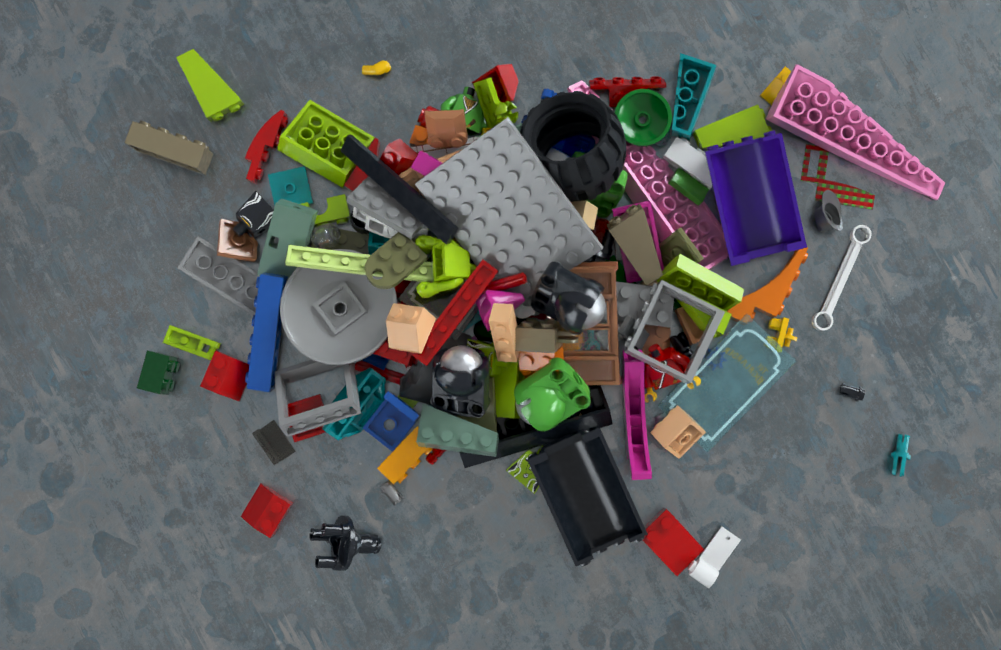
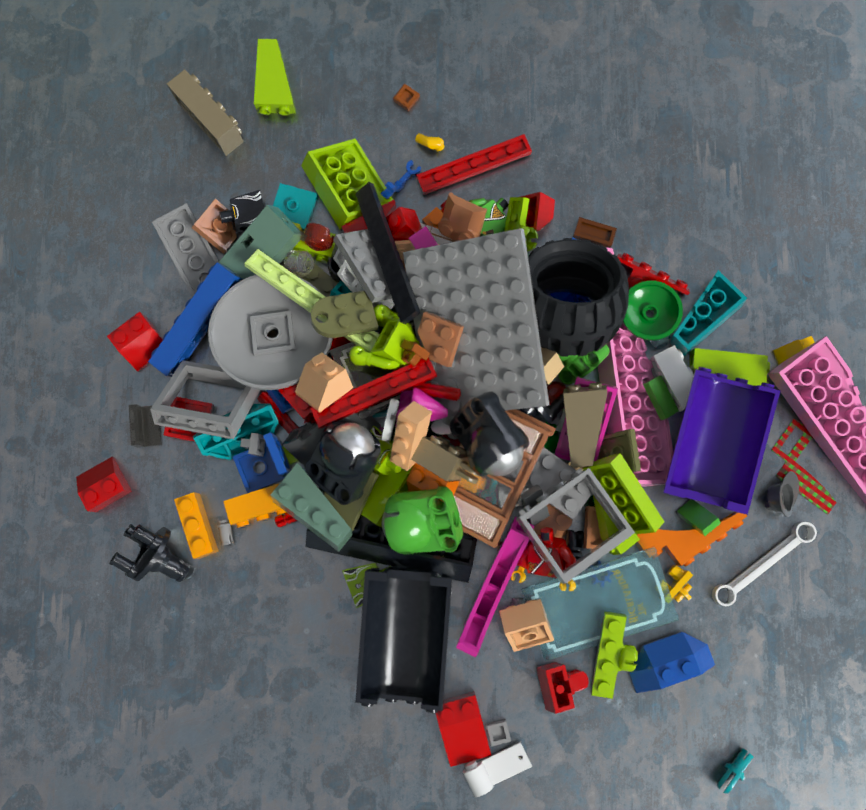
camera: 35 degrees right, 5 degrees down
(158, 373) = (77, 304): dark green brick -> none
(190, 342) = (124, 293): lime plate -> none
(265, 139) = (288, 153): red slope -> none
(331, 206) = (317, 237): none -> clear red hair
(333, 39) = (406, 97): none -> dark orange tile
(365, 500) = (196, 525): none -> light orange brick
(367, 127) = (398, 185): none -> blue piece
(377, 407) = (255, 444): none -> light grey tile
(425, 68) = (473, 164): none -> red plate
(469, 263) = (413, 352): none -> dark orange tile
(480, 328) = (390, 420): none -> white tile
(484, 239) = (440, 338): none -> nougat plate
(559, 73) = (595, 232): none -> reddish brown tile
(700, 529) = (498, 732): none -> light grey tile
(729, 465) = (559, 686): none -> red brick
(758, 418) = (612, 655): none -> lime plate
(769, 269) = (698, 517): none -> bright green tile
(806, 398) = (670, 662): none -> blue wedge
(852, 392) = (723, 686): black pin -> none

